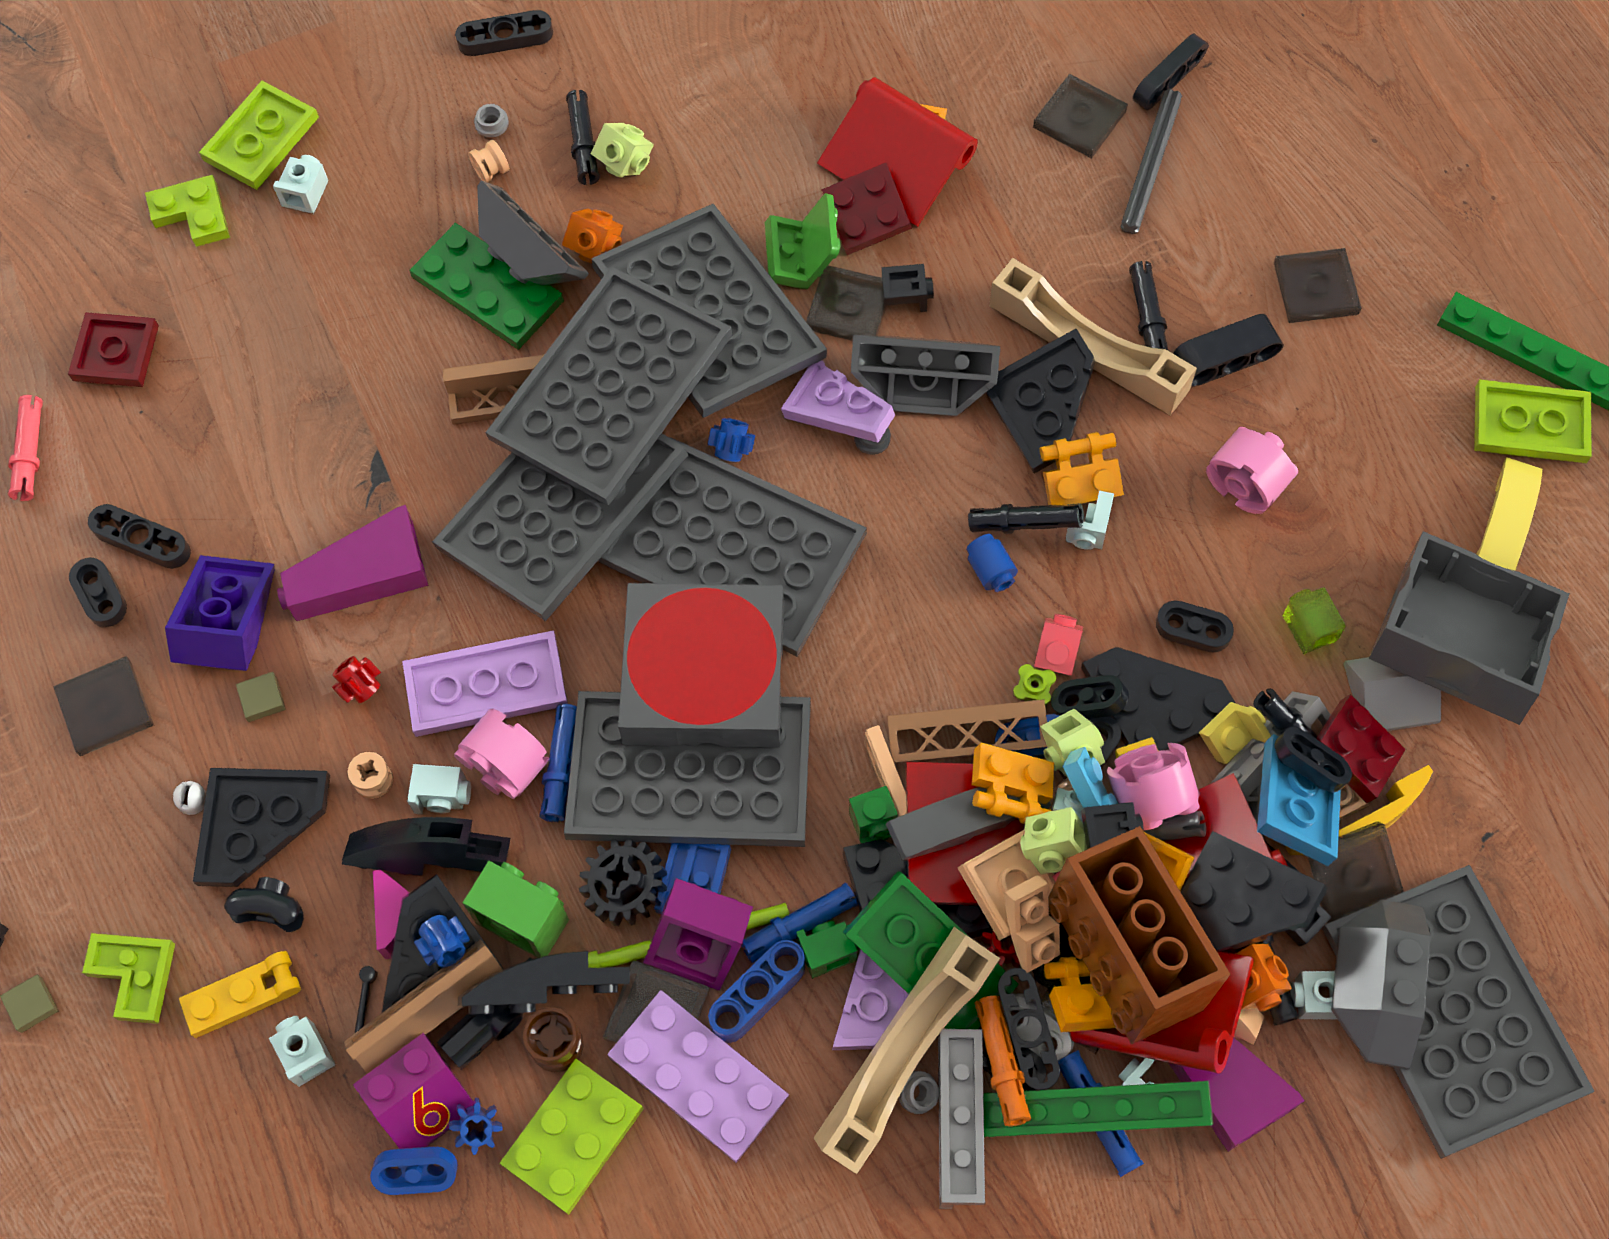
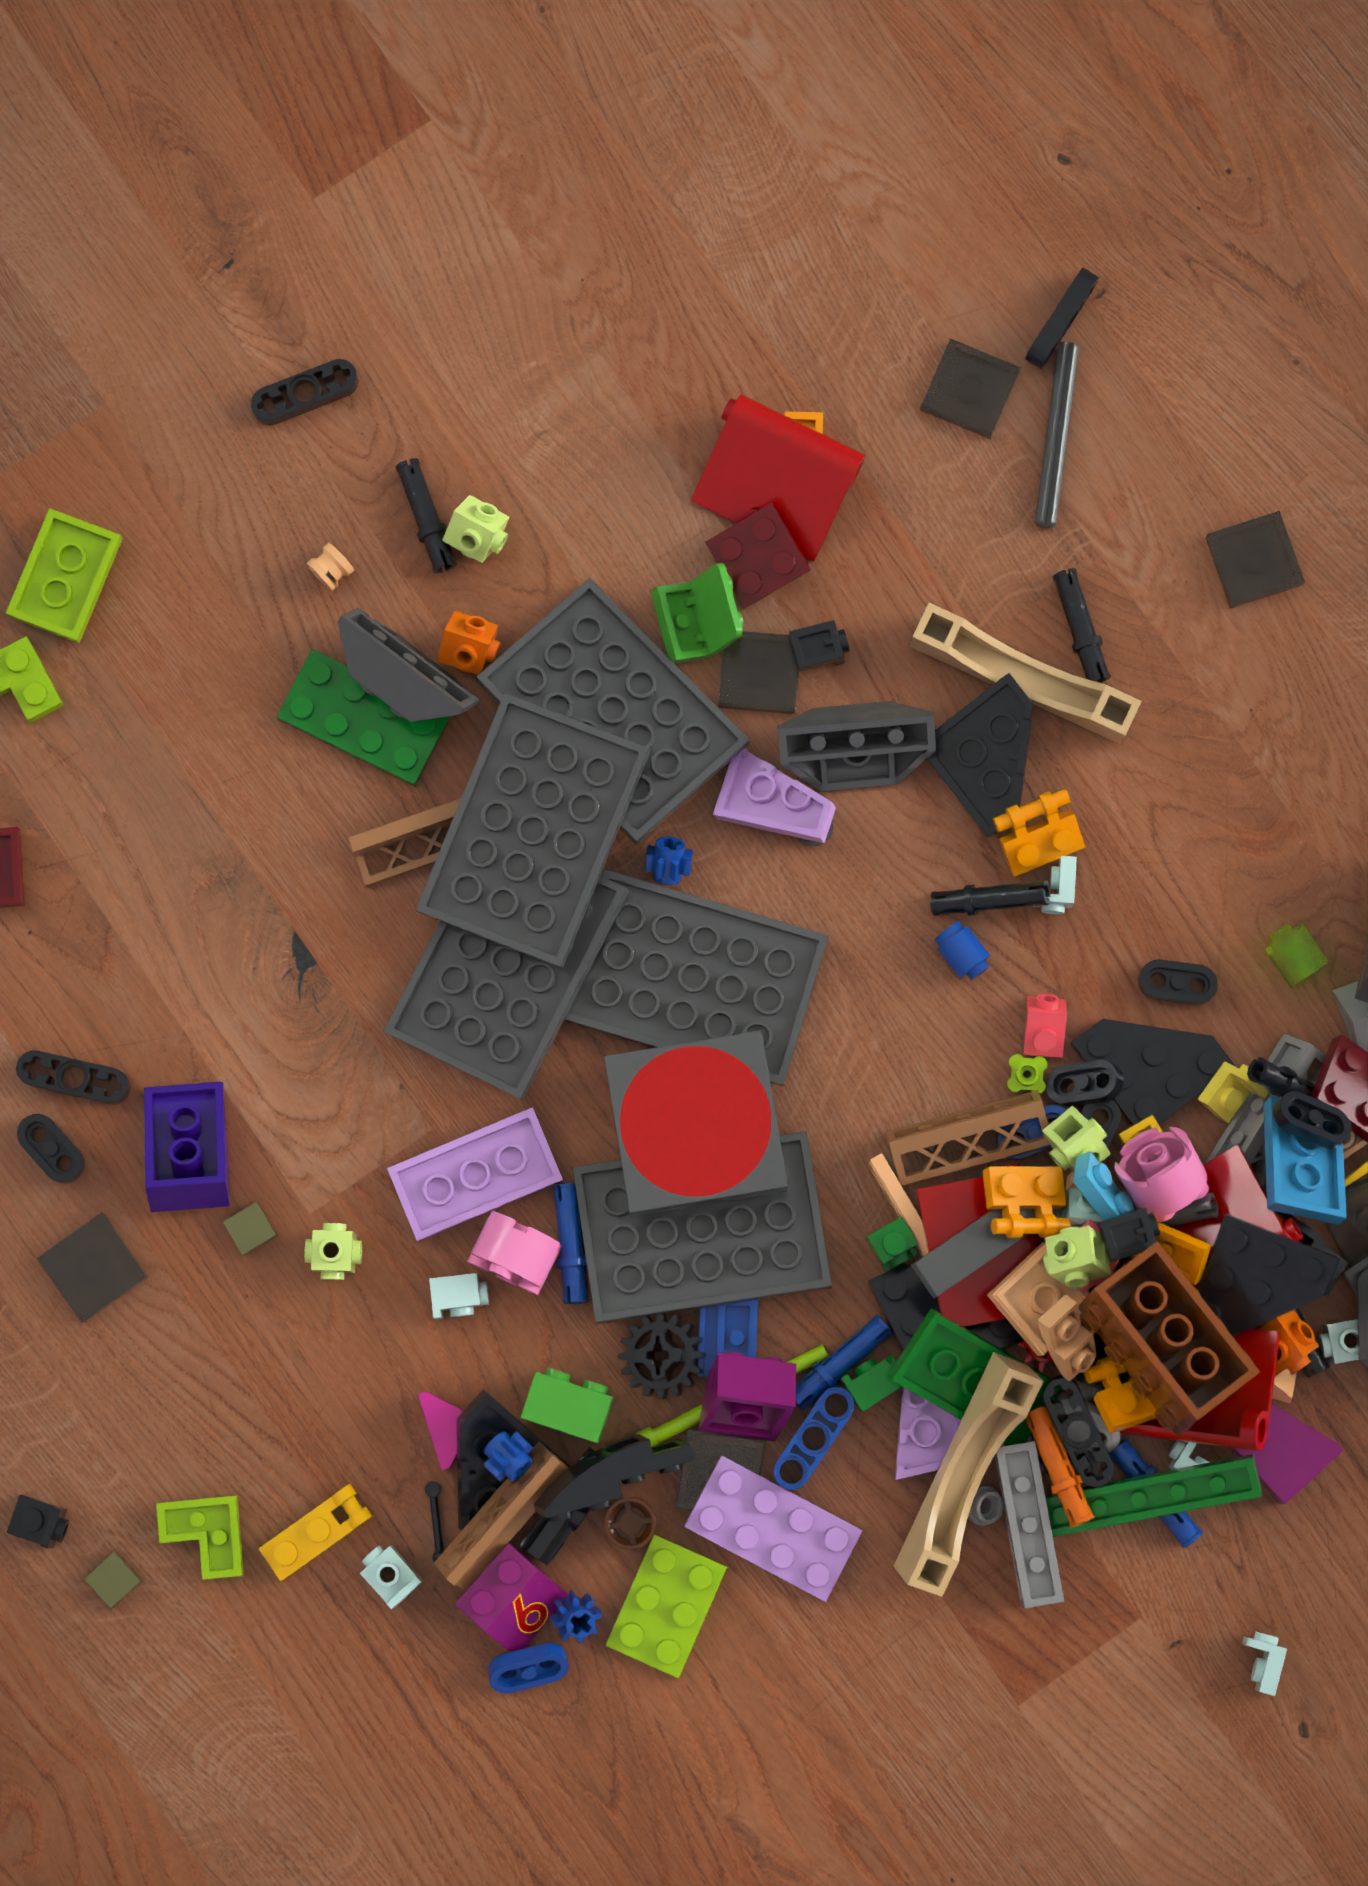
camera: 10 degrees left, 15 degrees up
(195, 799) = (217, 1346): white hinge -> none
(252, 818) = (280, 1357): black plate -> none
(266, 903) = (318, 1441): black piece -> none
(301, 184) = (136, 641): light aqua brick -> none
(330, 726) = (349, 1251): none -> yellowish green brick
(356, 569) = (316, 1073): magenta slope -> none
(356, 679) = (345, 1196): red gear -> none
(376, 782) = (390, 1294): light nougat wheel -> none
(412, 842) = (452, 1355): black slope -> none
(487, 114) = (314, 501): light grey plate -> none
(1231, 348) = (1171, 658): black beam -> none
(1251, 469) = (1213, 803): bright pink brick -> none

